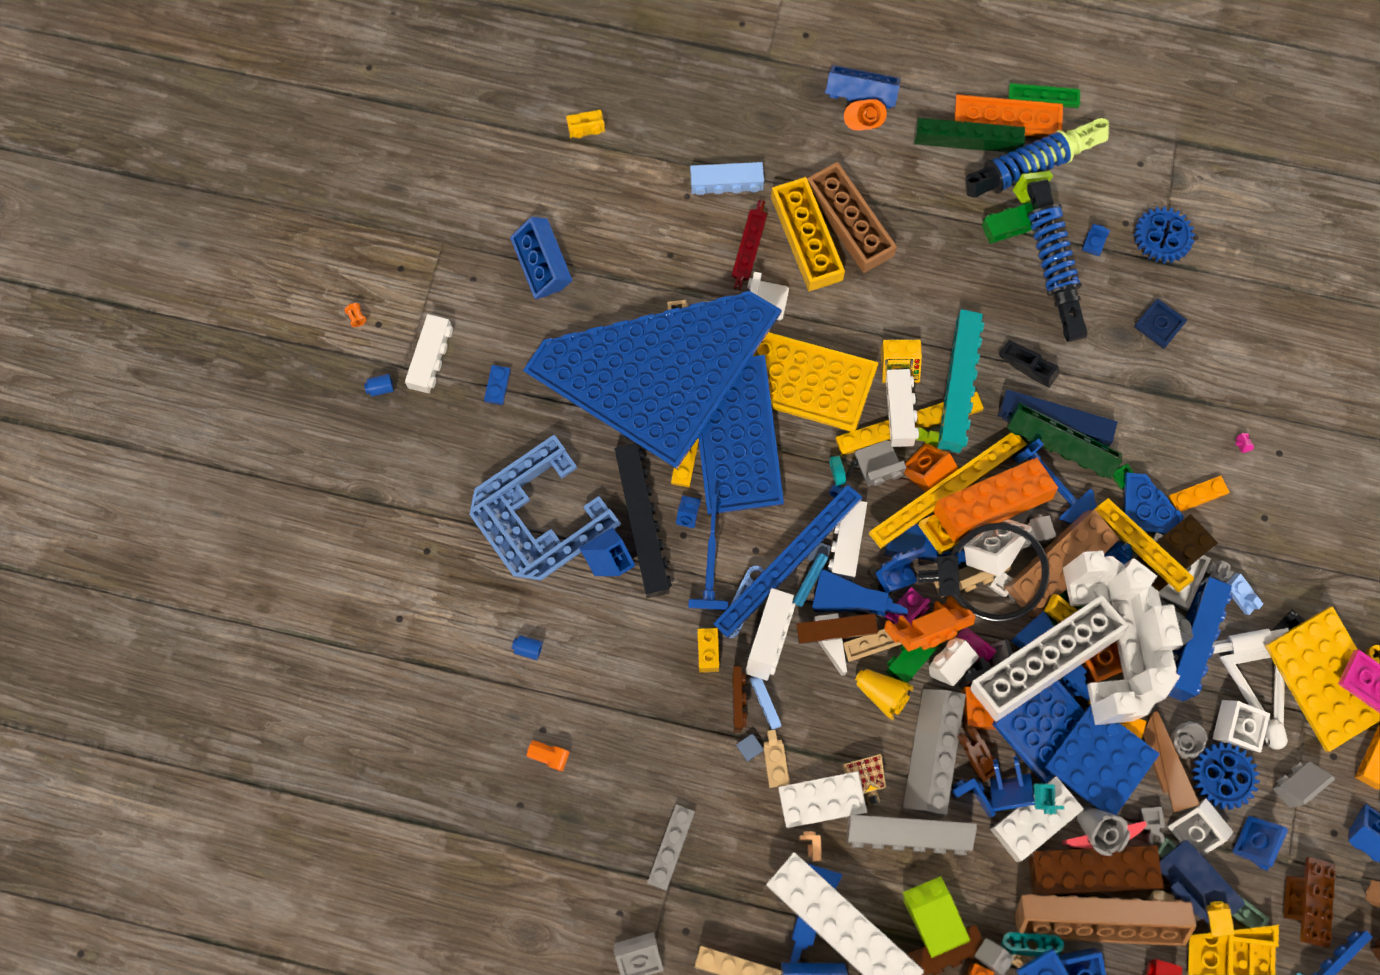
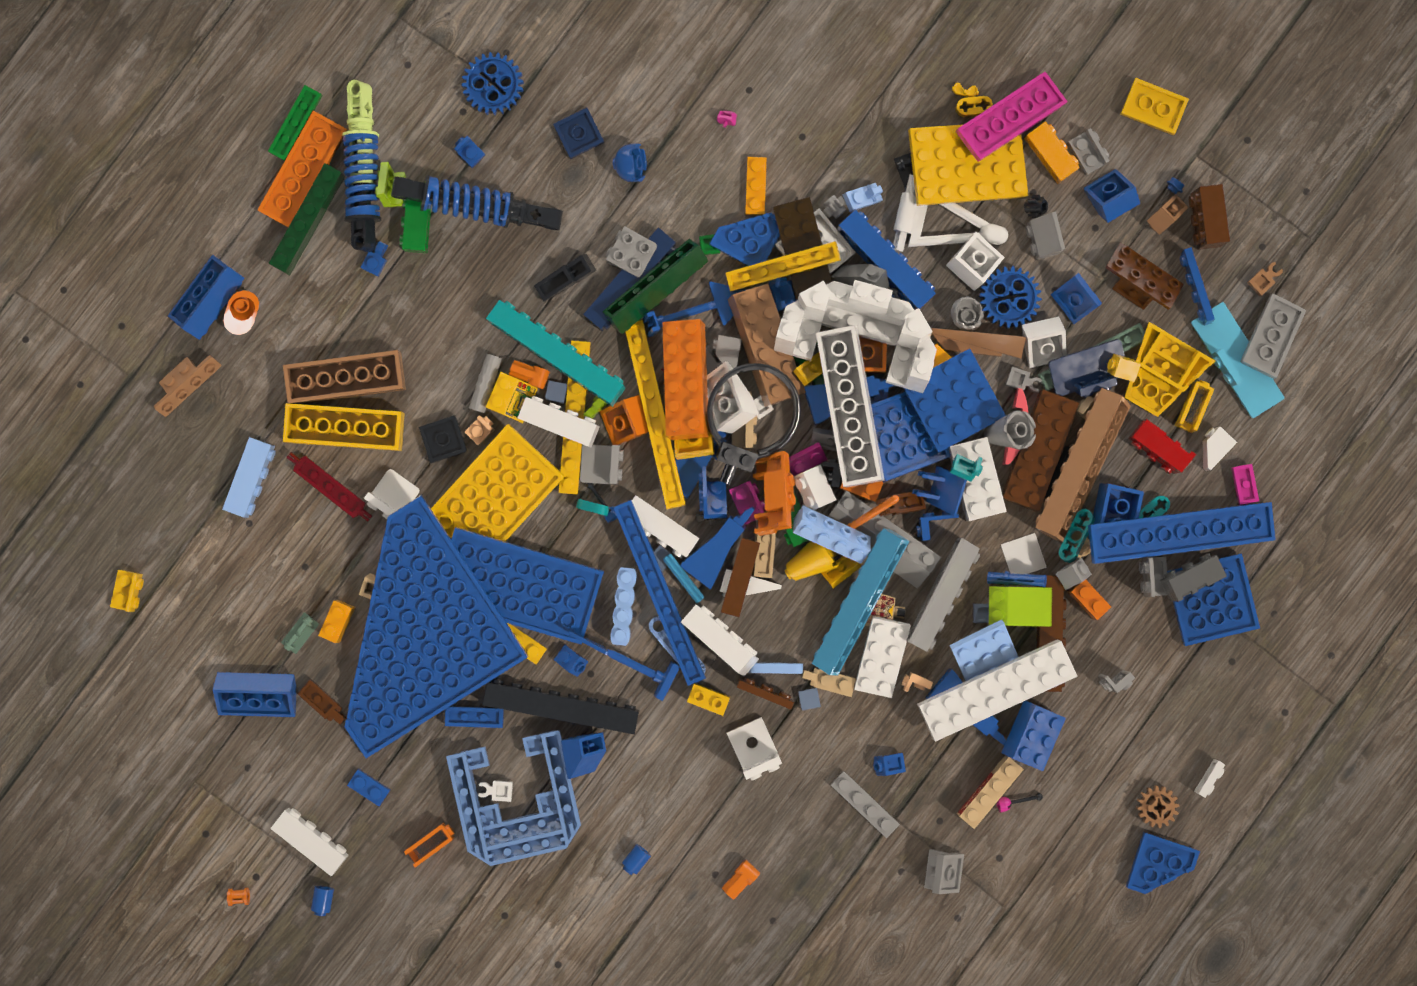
camera: 65 degrees left, 15 degrees up
(468, 456) = (430, 844): none -> orange window
(541, 497) = (500, 790): none -> white plate
(557, 314) = (322, 702): none -> reddish brown hinge
(599, 448) = (474, 717): none -> blue plate
(610, 273) = (299, 633): none -> sand green hinge
(634, 296) = (336, 621): none -> light orange brick
(668, 716) = (755, 759): none -> white bracket
(721, 854) = (889, 764): none -> blue bracket
(764, 535) = (623, 611): none -> light blue brick
(782, 97) = (183, 382): none -> medium nougat bracket
(835, 320) = (443, 439): none -> black plate
(859, 347) = (480, 429): none -> light nougat bracket
(867, 752) = (860, 601): none -> dark azure brick
(876, 897) = (984, 650): none -> light blue plate
(893, 728) = (839, 574): none -> yellow plate
(908, 881) = (981, 613): none -> sand blue tile
(917, 706) = (873, 512): none -> orange piece
(919, 696) = (832, 534): none -> light blue brick
(920, 332) = (485, 383): none -> light grey axle
(924, 398) = (556, 391): none -> sand blue tile
(930, 374) = (533, 375): none -> orange piece
(960, 204) = (374, 262): none -> blue plate
(970, 923) = (1016, 579): none -> blue pin
(984, 902) = (1023, 555): none -> white sticker
(1083, 407) = (631, 252): none -> light grey bracket
(1161, 375) = (630, 163): none -> blue cylinder
(1325, 761) = (1035, 206): none -> black gear

